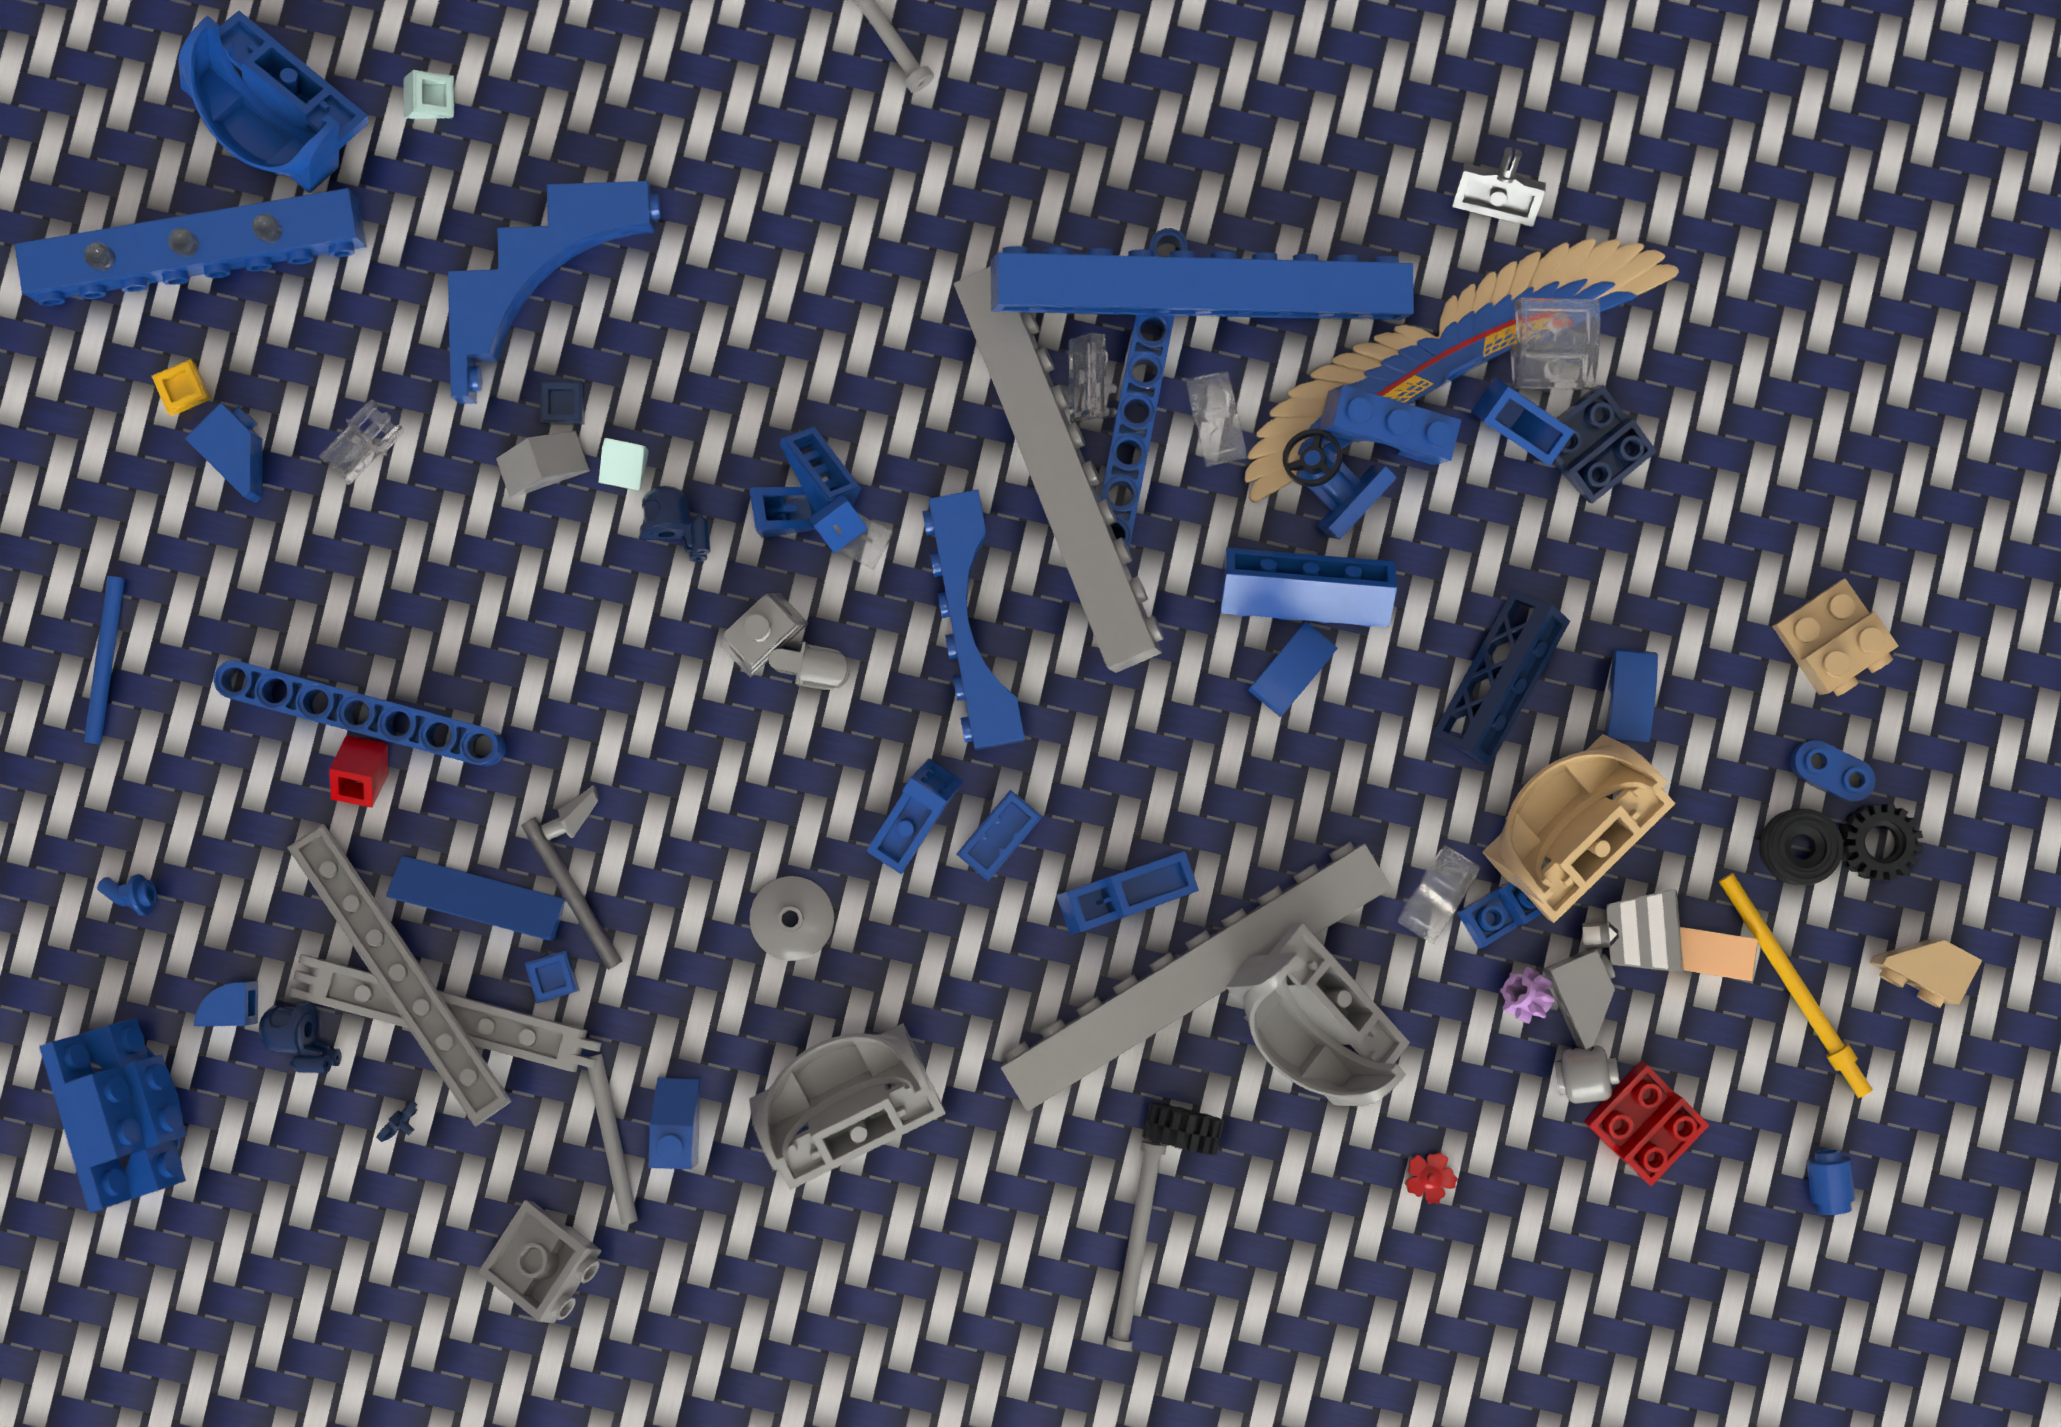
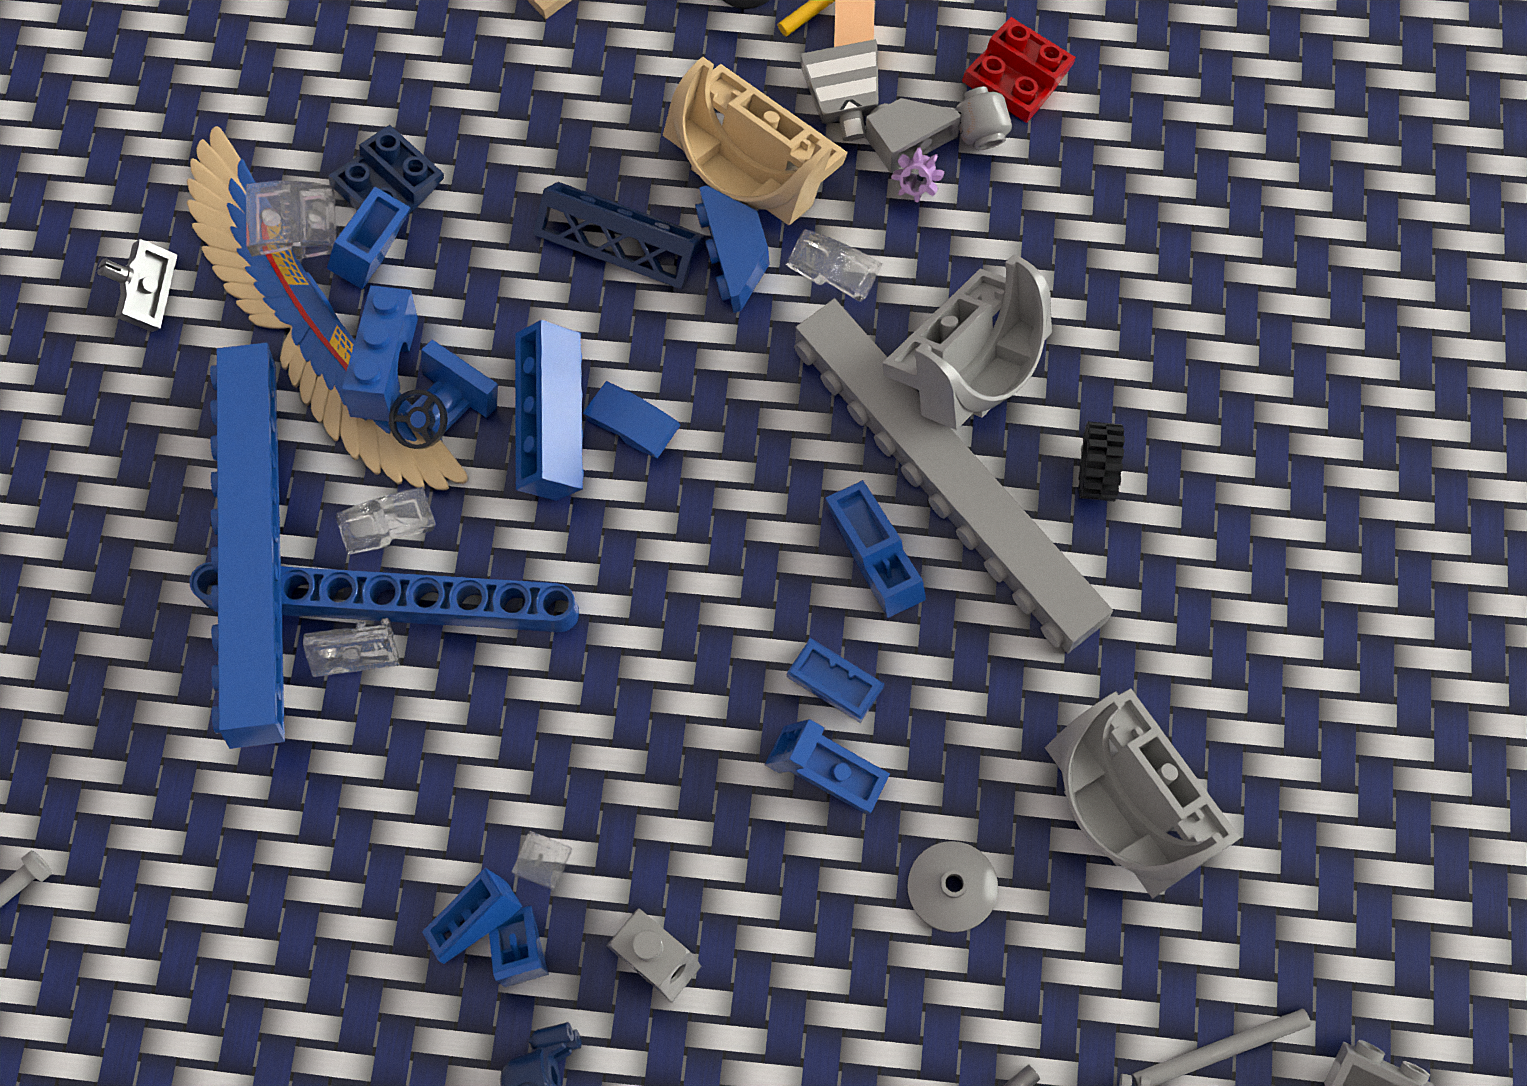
camera: 90 degrees left, 15 degrees down
(675, 1124) = (1193, 978): blue slope -> none
(813, 666) = (682, 894): light grey arm -> none
(838, 523) = (525, 884): blue tile -> none
(959, 535) = (526, 760): blue arch -> none
(1062, 477) = (448, 657): light grey brick -> none
(1136, 1246) = (1223, 498): light grey bar -> none
(1430, 1177) = (1102, 245): red plant -> none
(1469, 795) = (735, 244): none -> blue slope
(1497, 914) = (843, 212): blue slope -> none
(1632, 695) = (619, 119): blue slope -> none

